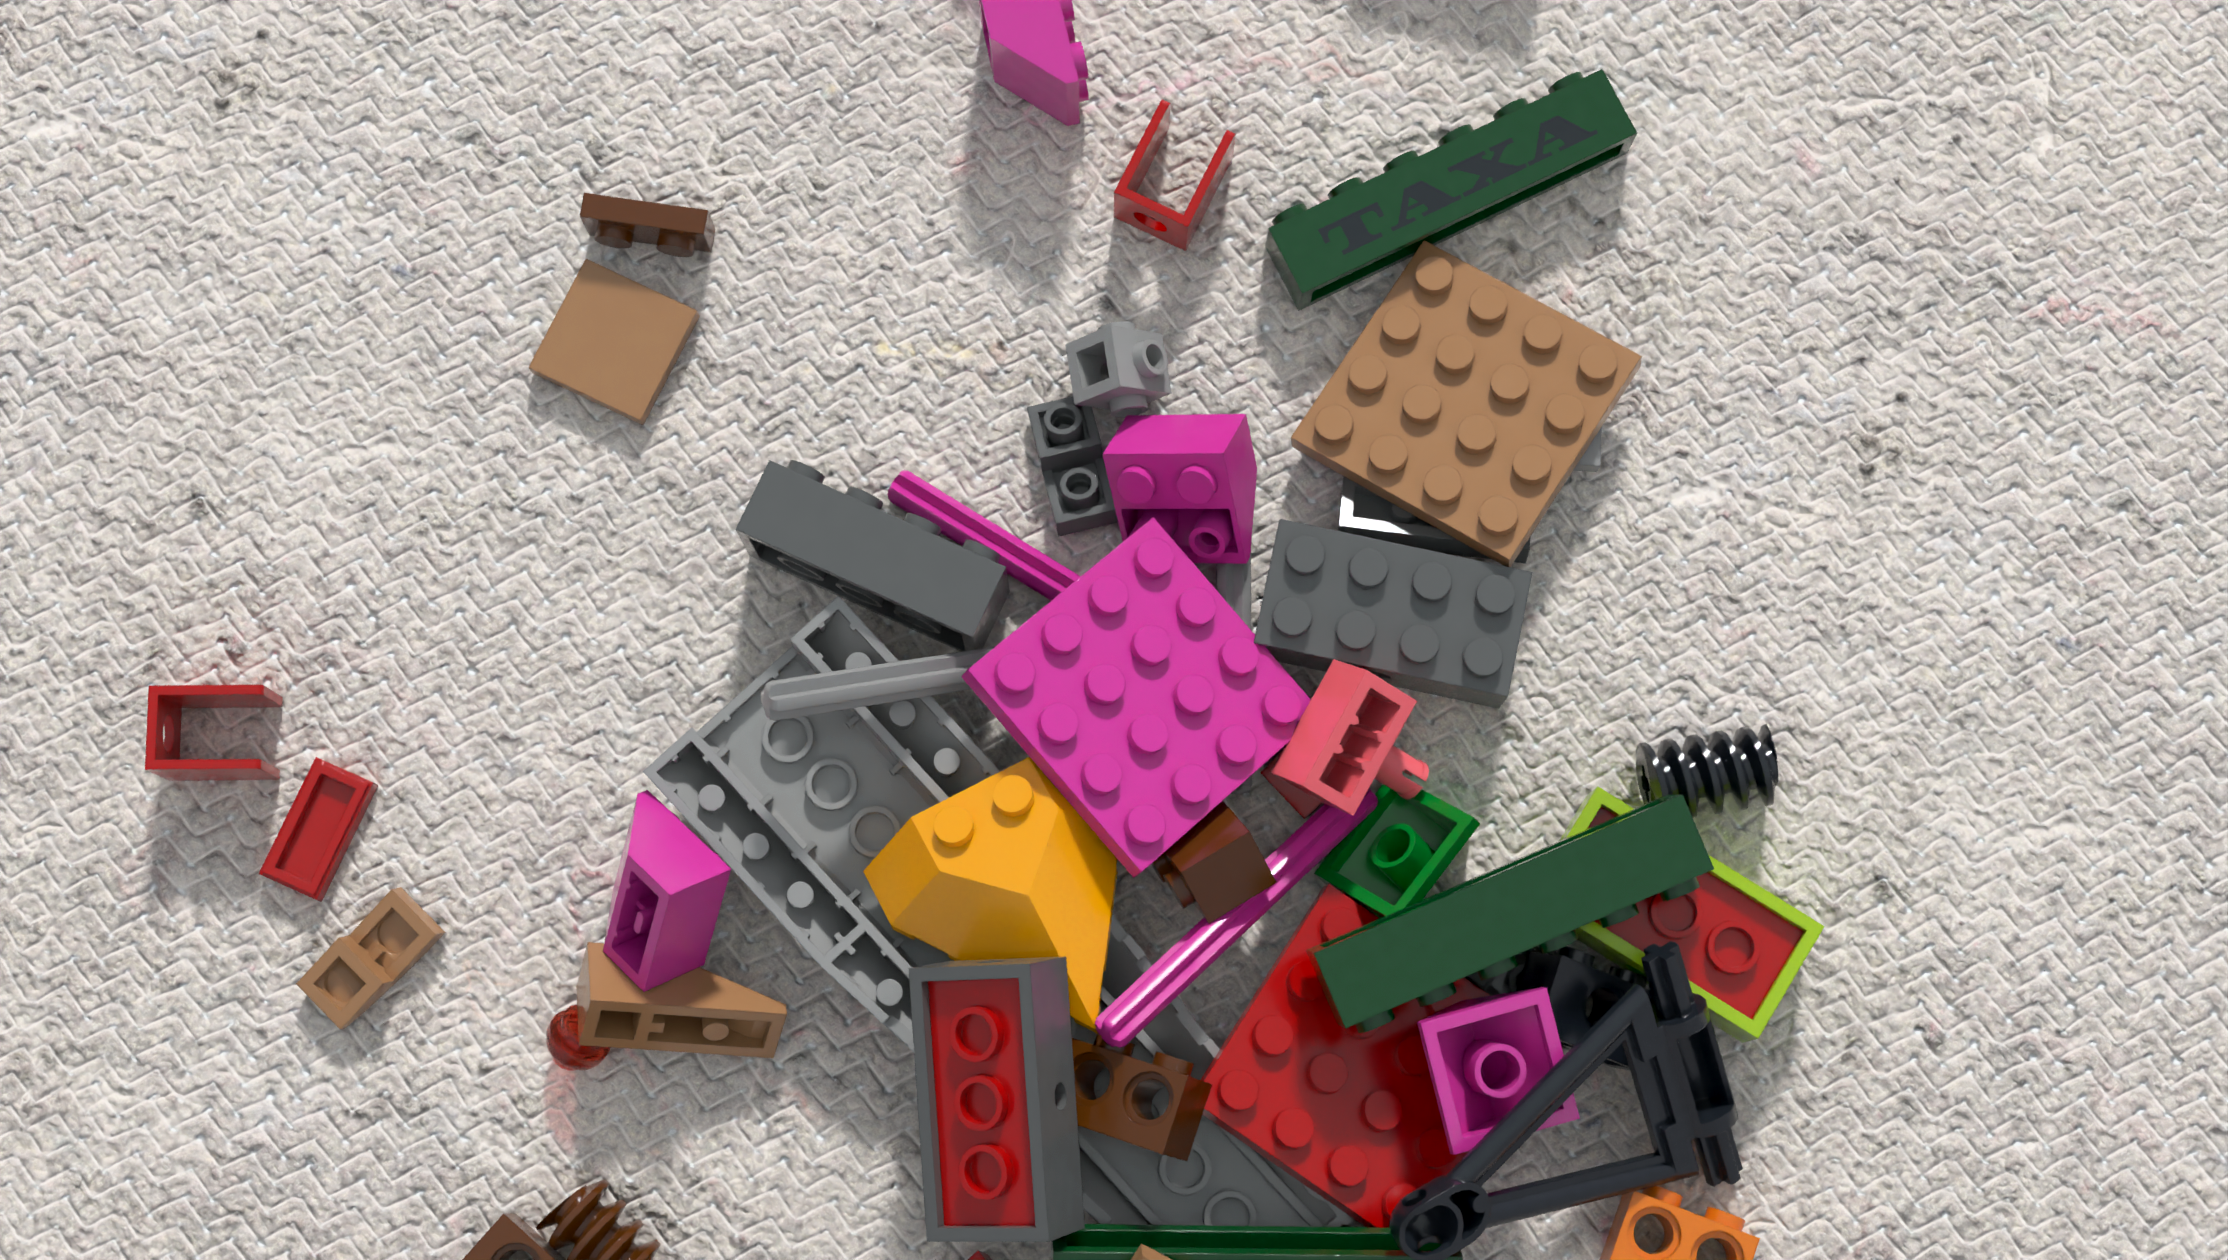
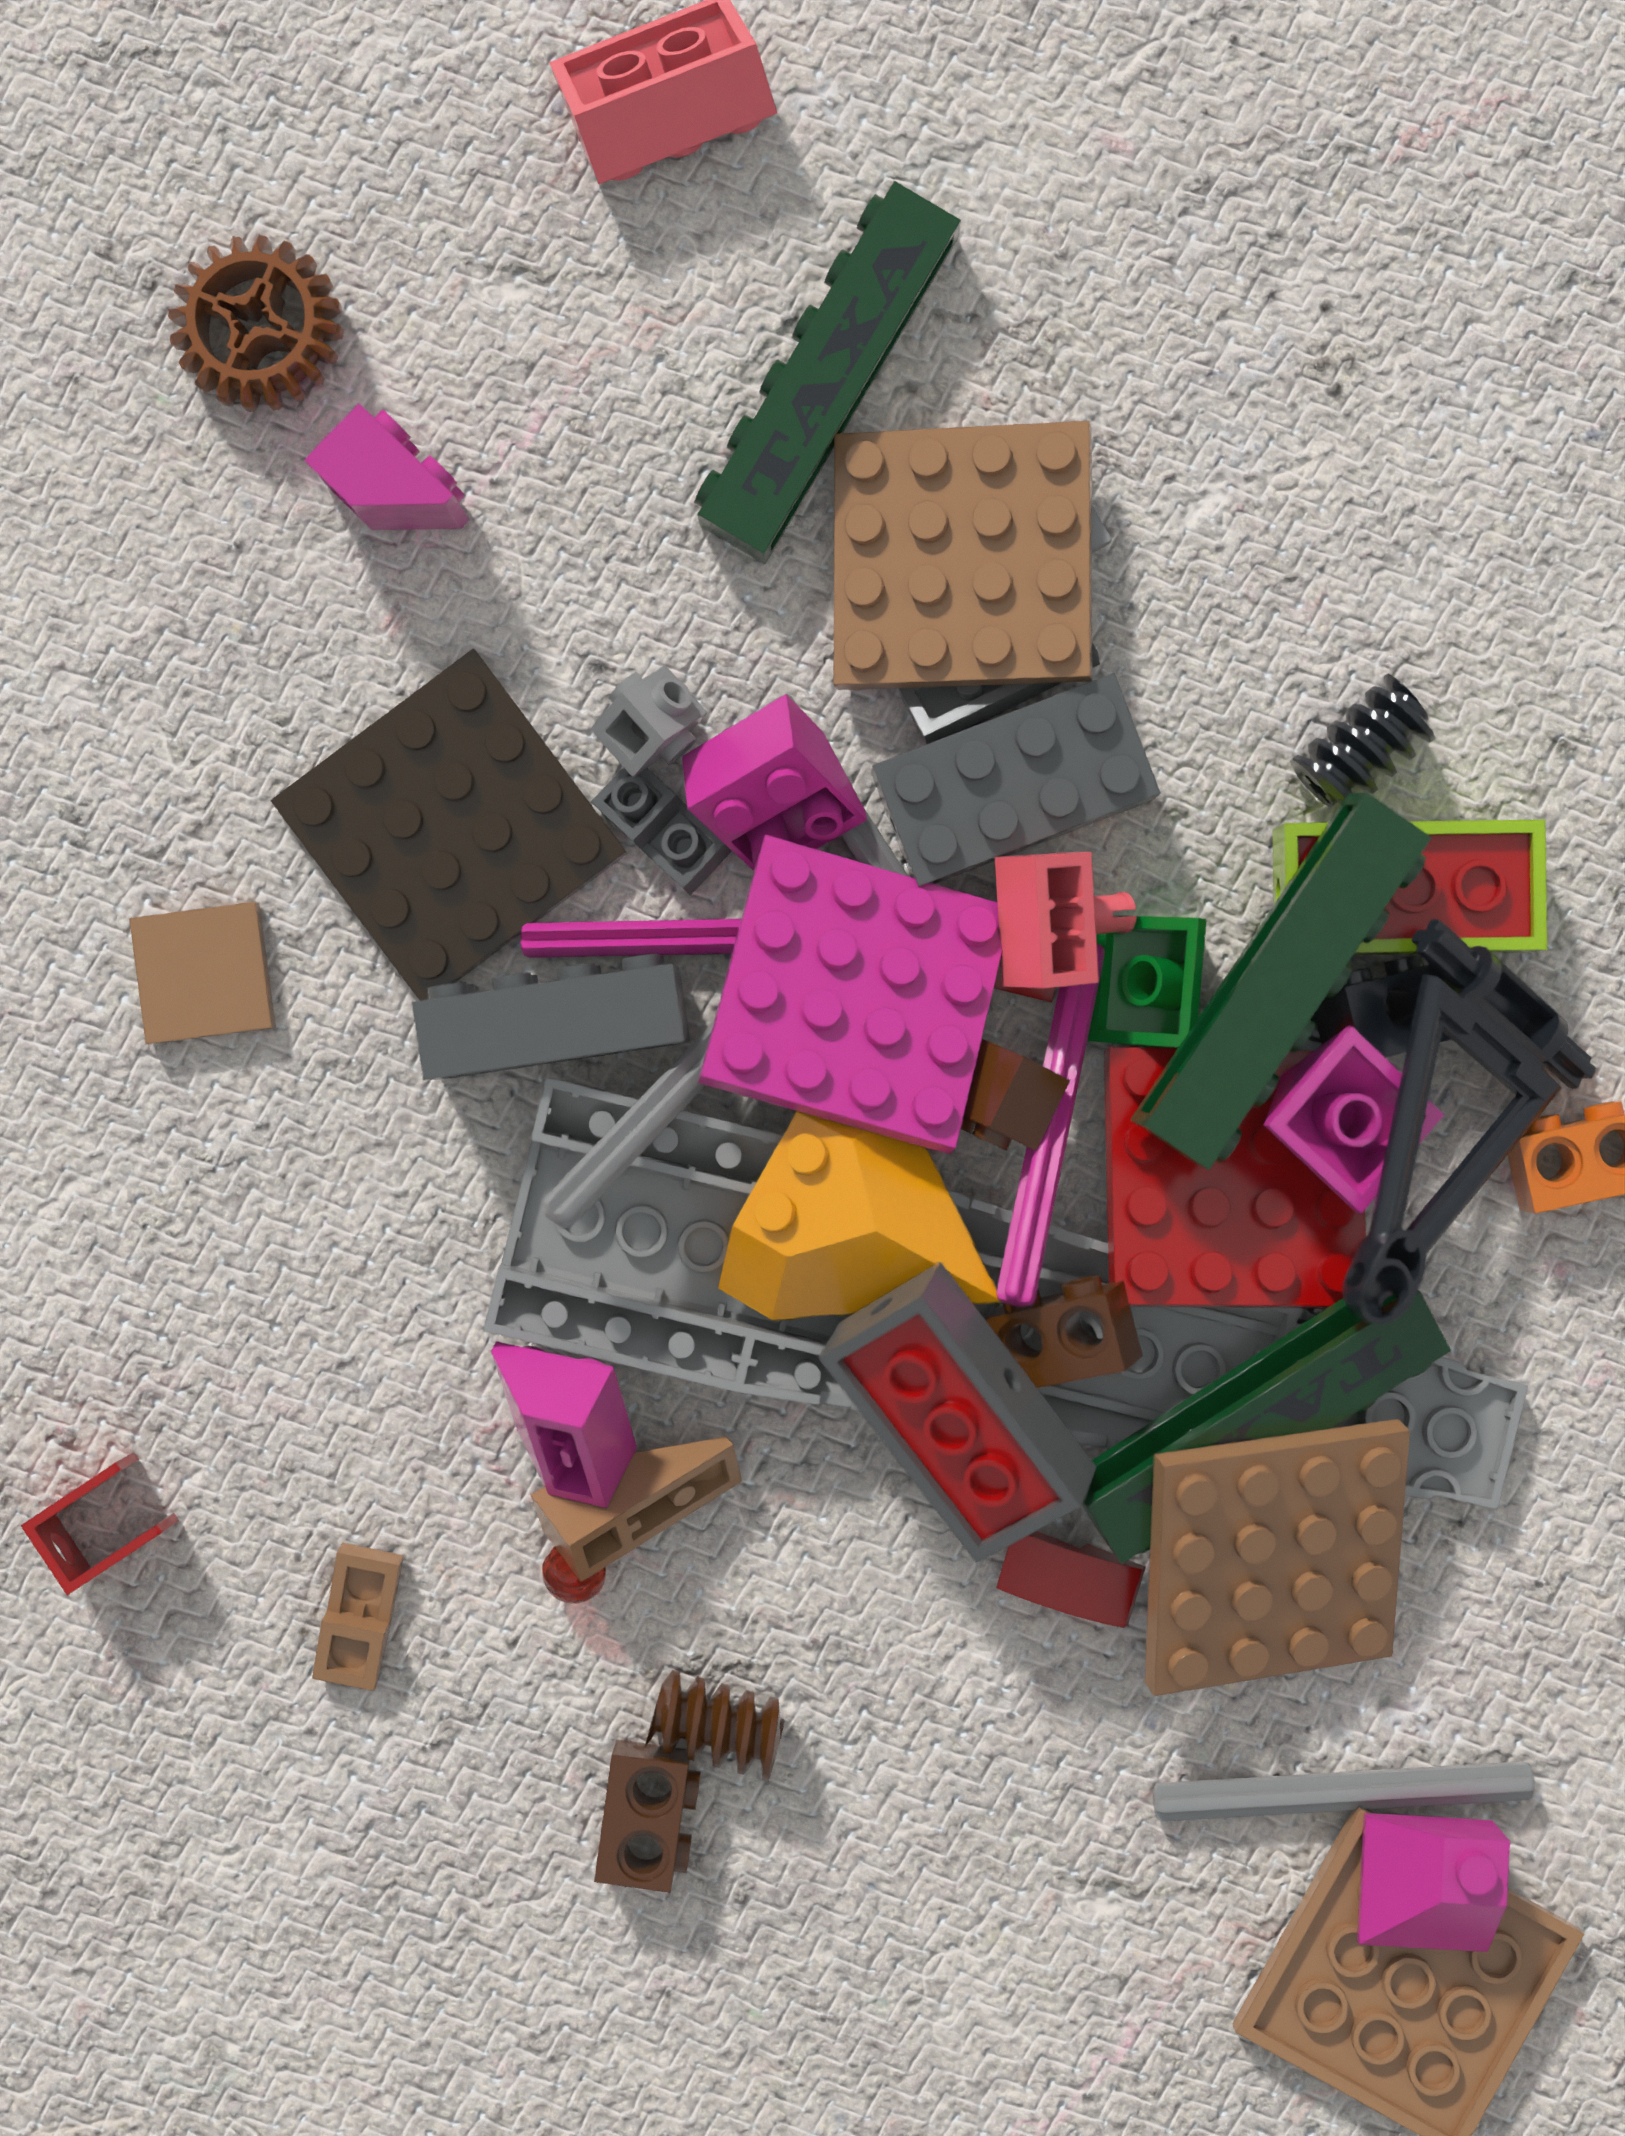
camera: 30 degrees left, 10 degrees up
(318, 829) = (241, 1541): red tile -> none
(672, 228) = (138, 866): reddish brown plate -> none
(897, 352) = (448, 826): none -> dark brown plate
(1172, 226) = (590, 566): red piece -> none

